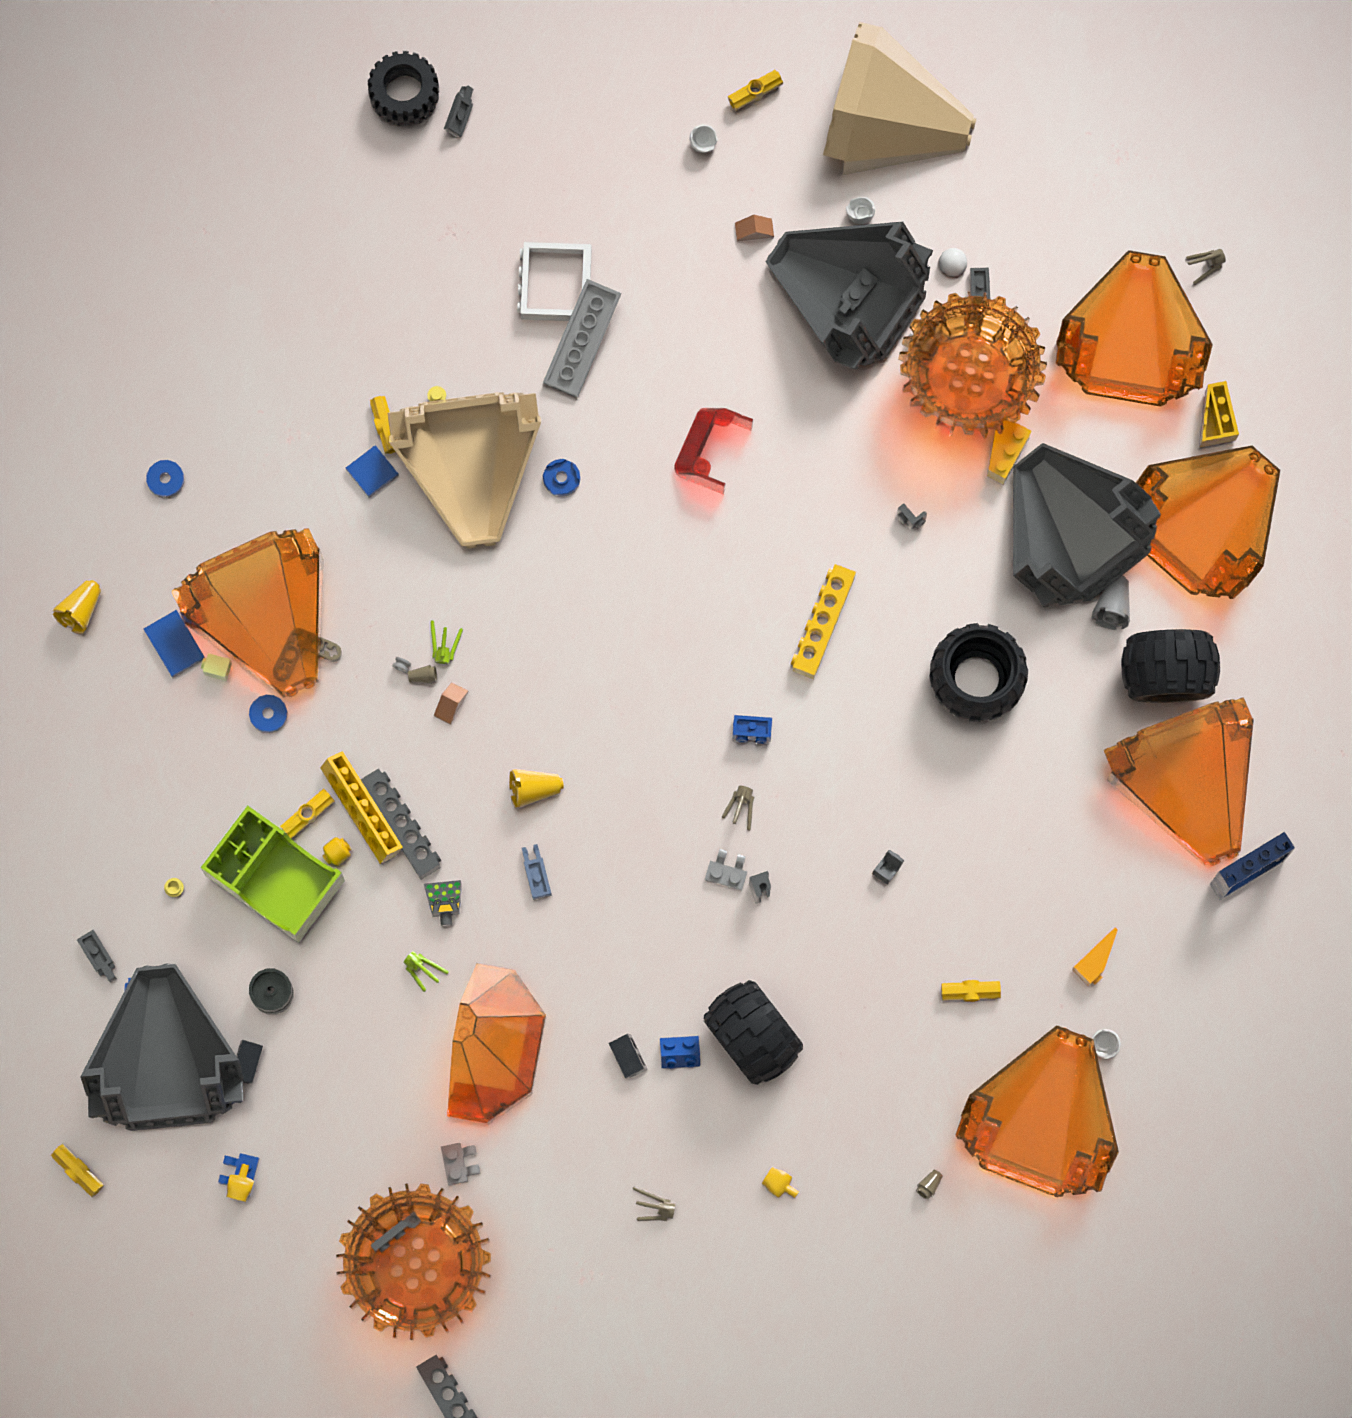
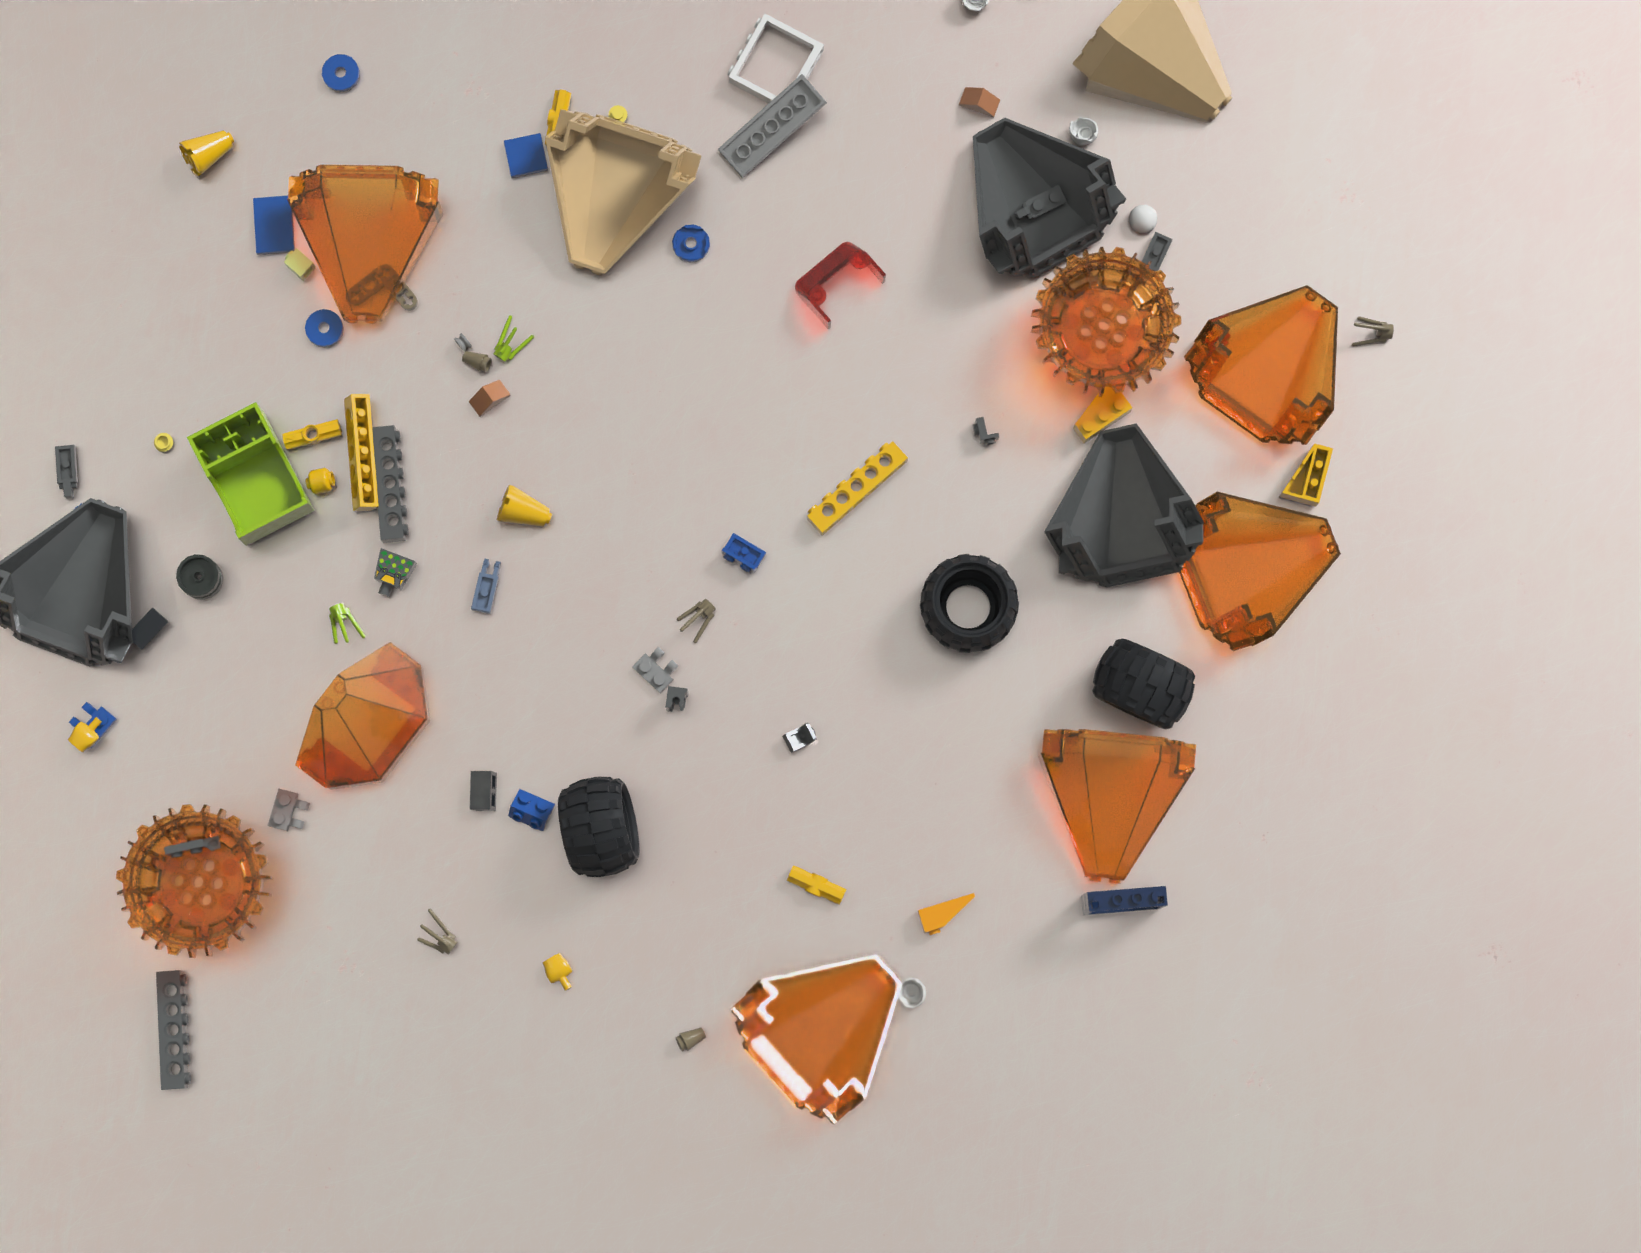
camera: 25 degrees right, 5 degrees up
(1113, 605) = (1125, 602): light grey cone -> none

